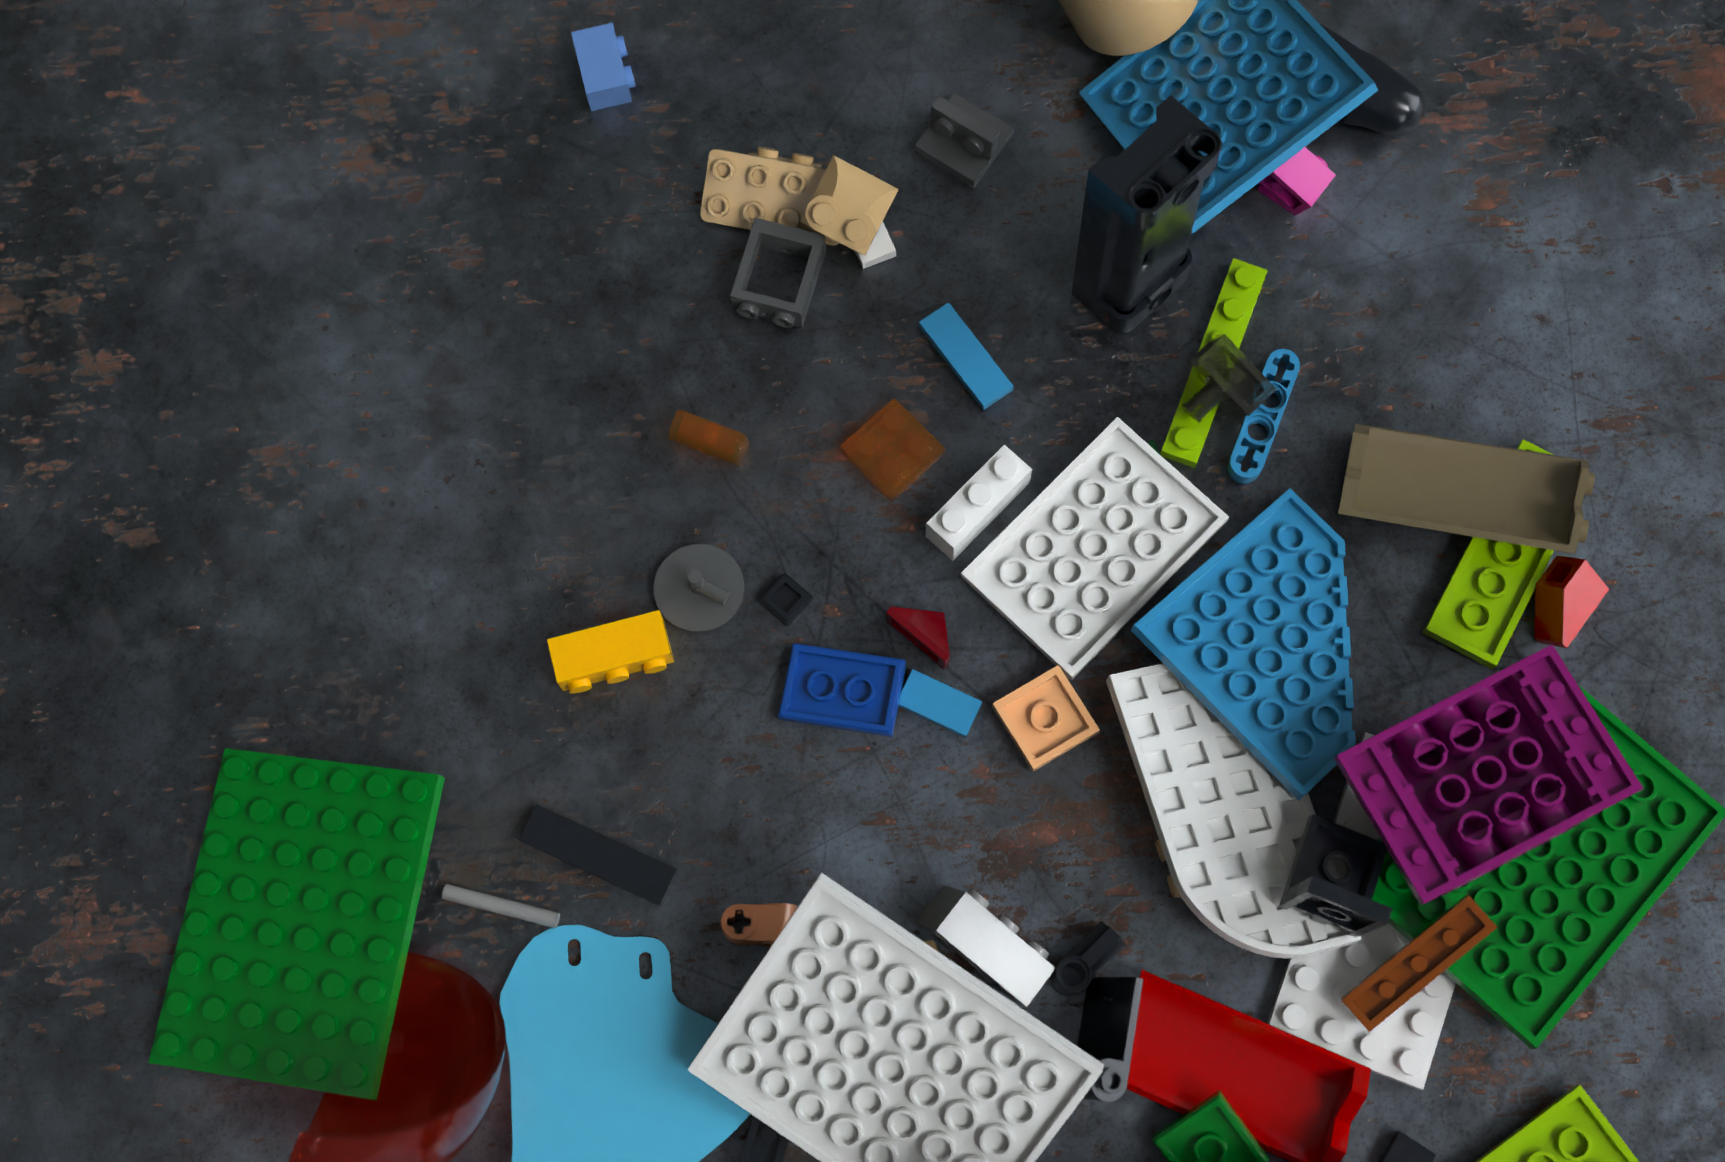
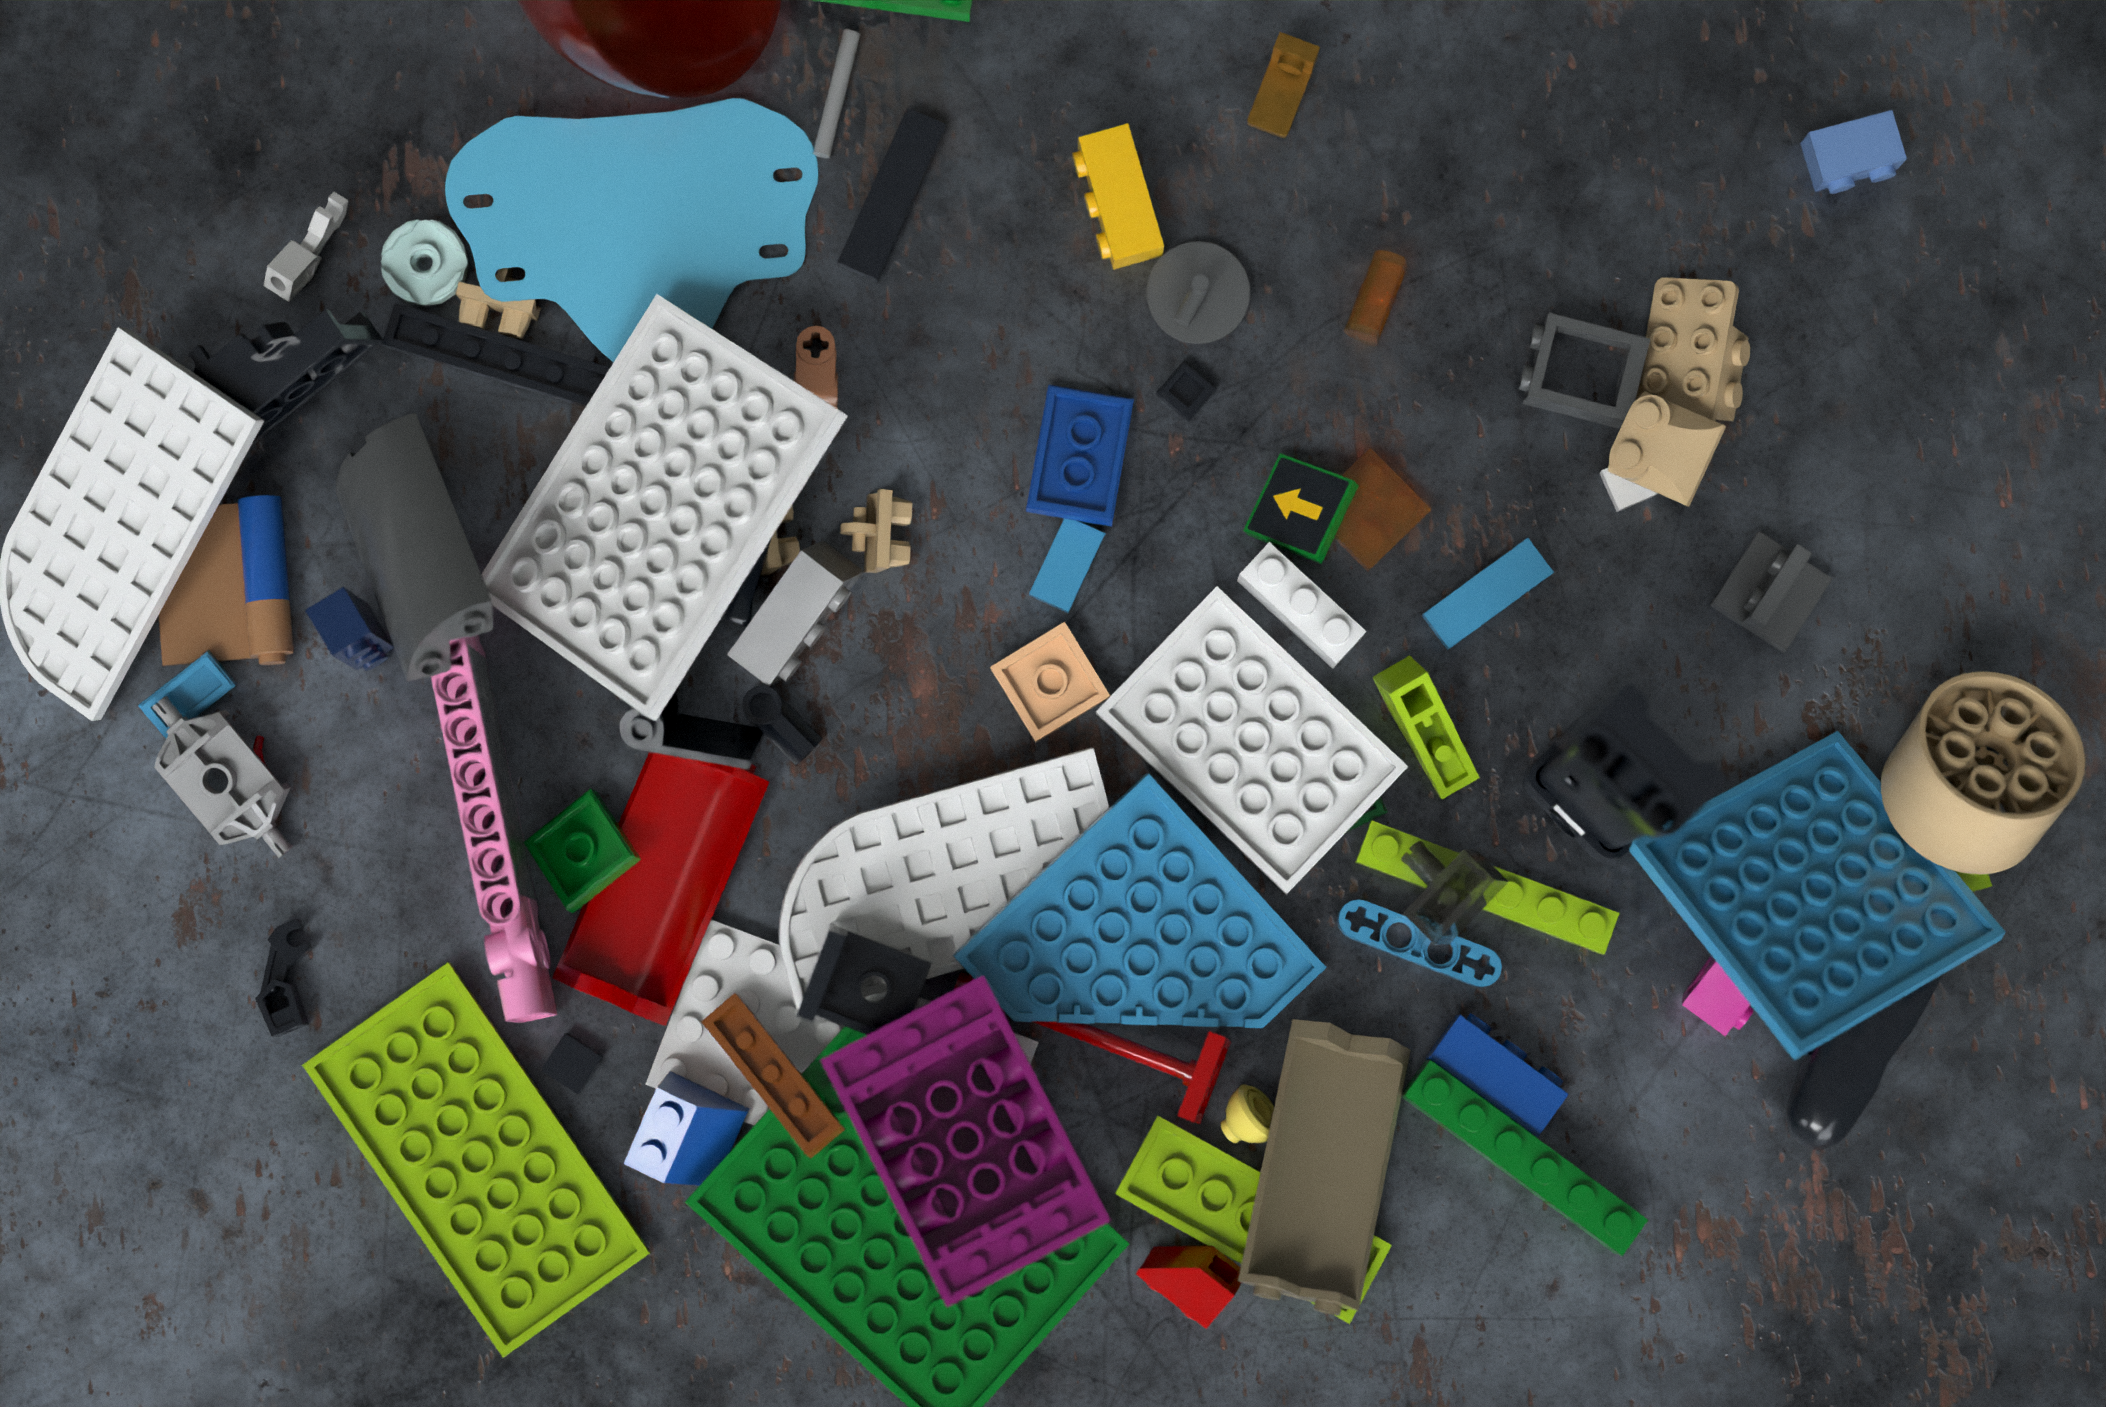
camera: 85 degrees right, 10 degrees up
(517, 511) = (1283, 85): none -> pearl gold bracket
(893, 501) = (1301, 508): none -> black tile
(909, 871) = (873, 531): none -> tan hips
(924, 630) = (1150, 548): dark red slope -> none
(1078, 404) = (1426, 725): none -> lime slope
(1372, 353) = (1498, 1073): none -> blue brick
(1393, 588) = (1197, 1075): none -> red tile
(1421, 552) = (1247, 1116): none -> light yellow brick
(1441, 334) = (1524, 1157): none -> green brick
(1469, 1050) = (685, 1132): none -> blue slope

